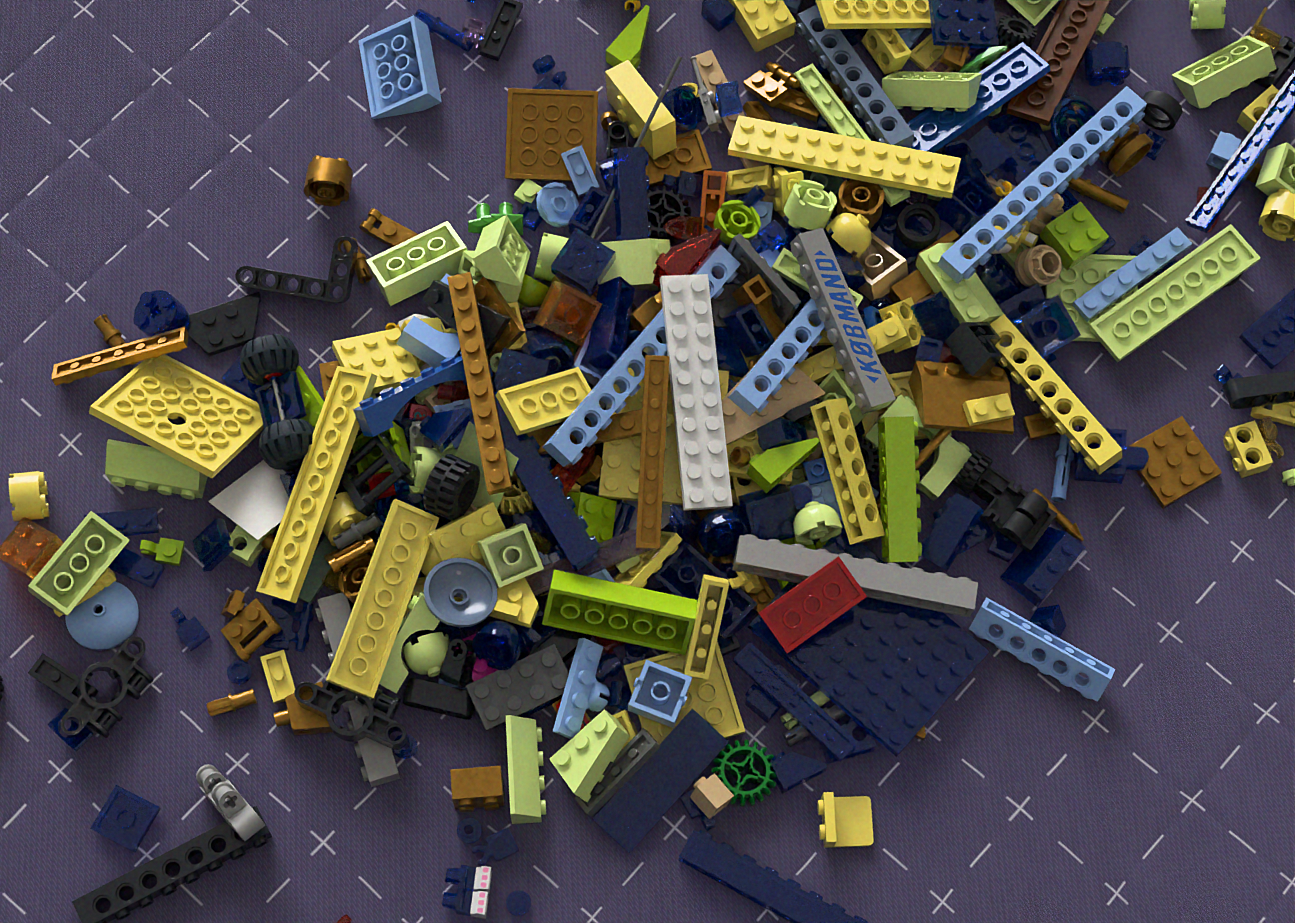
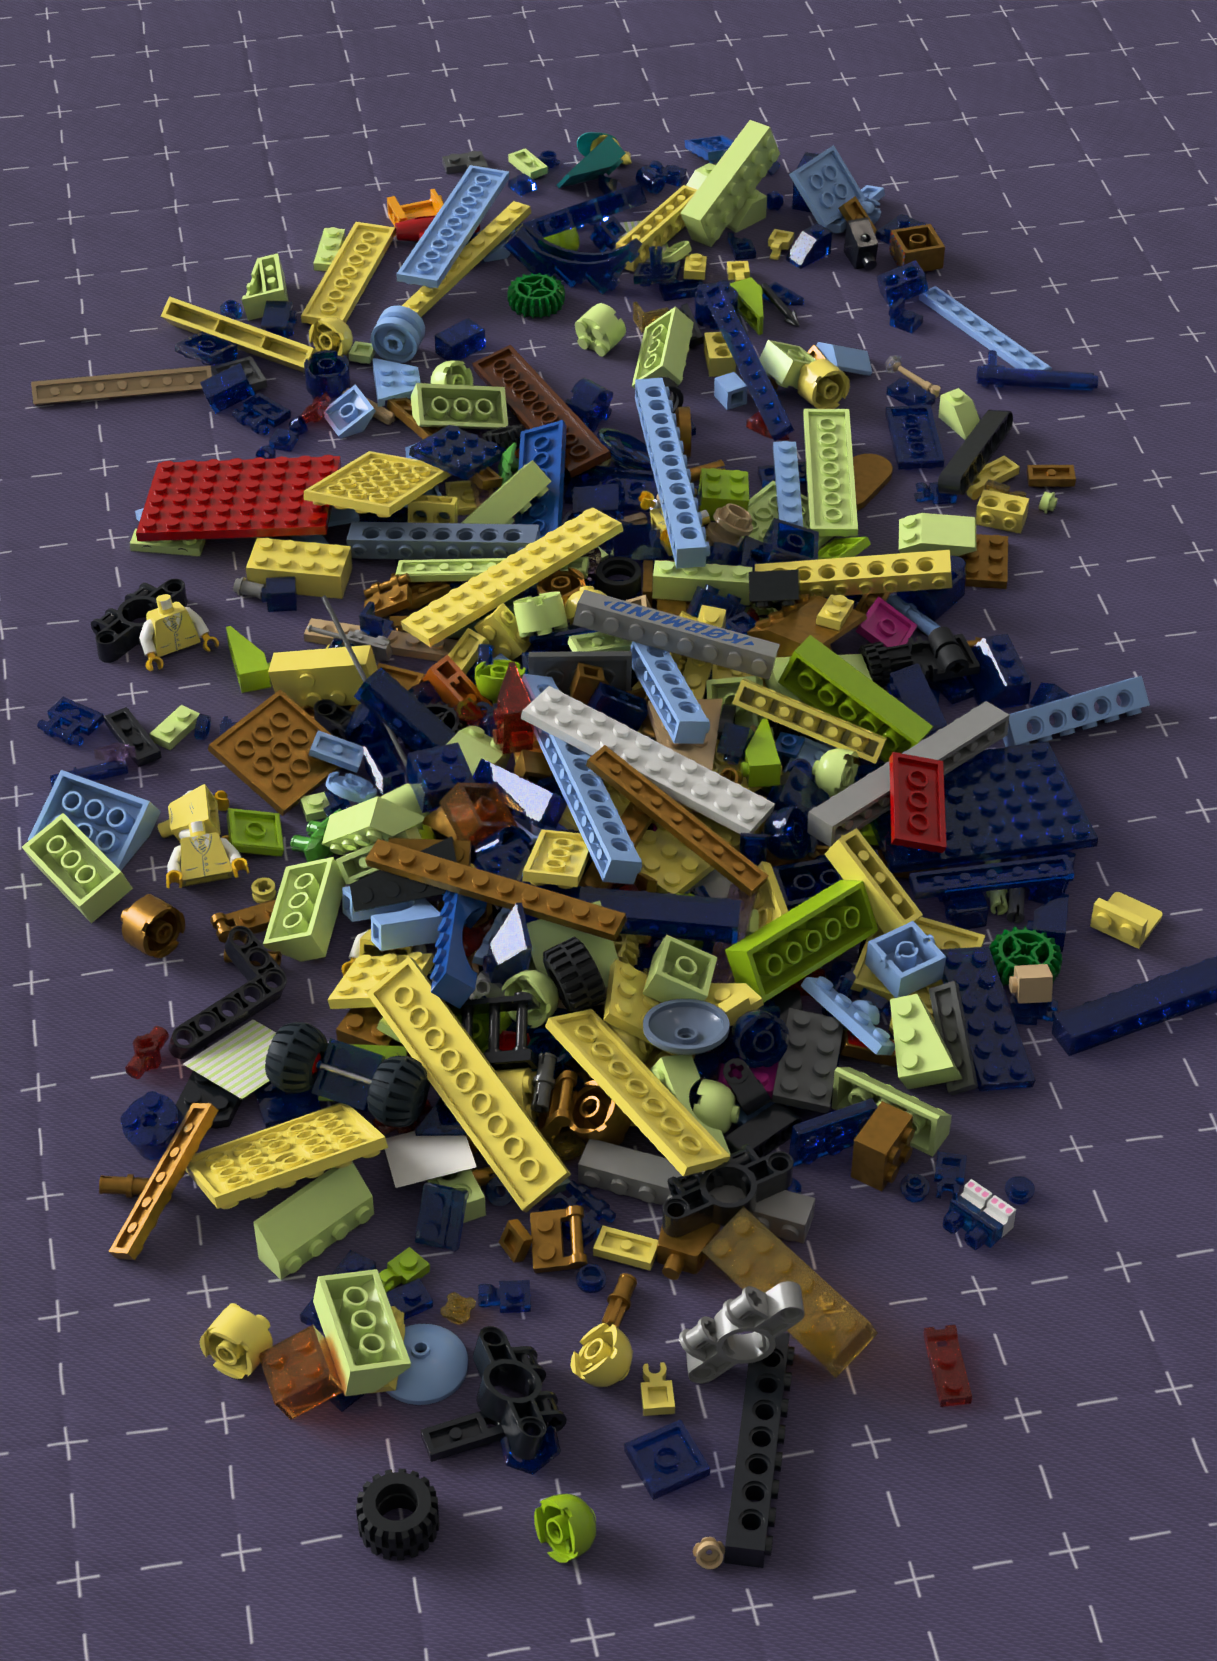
camera: 50 degrees left, 25 degrees down
(29, 794) = (566, 1526): none -> lime cylinder
(70, 892) = (712, 1560): none -> tan plate
(163, 609) = (458, 1315): none -> clear yellow plate
(170, 726) = (604, 1356): none -> light yellow cylinder
(172, 778) = (656, 1392): none -> light yellow plate
(234, 259) = (147, 1052): none -> clear red axle
(261, 315) = (236, 1060): none -> sticker
(305, 808) = (755, 1257): none -> clear yellow brick
(343, 94) = (77, 867): none -> yellowish green brick
(411, 163) = (203, 858): none -> light yellow torso
(424, 214) = (263, 884): none -> light yellow bush
(450, 129) = (192, 807): none -> light yellow torso
(462, 746) = (829, 1132): none -> clear blue plate
(470, 175) = (255, 832): none -> lime tile
(534, 46) = (175, 727): none -> yellowish green plate
(1027, 452) = (886, 625): none -> dark pink plate
(1087, 360) = (843, 547): none -> lime tile
(1161, 422) = (937, 532): none -> yellowish green slope
(1210, 320) = (871, 476): none -> pearl gold tile

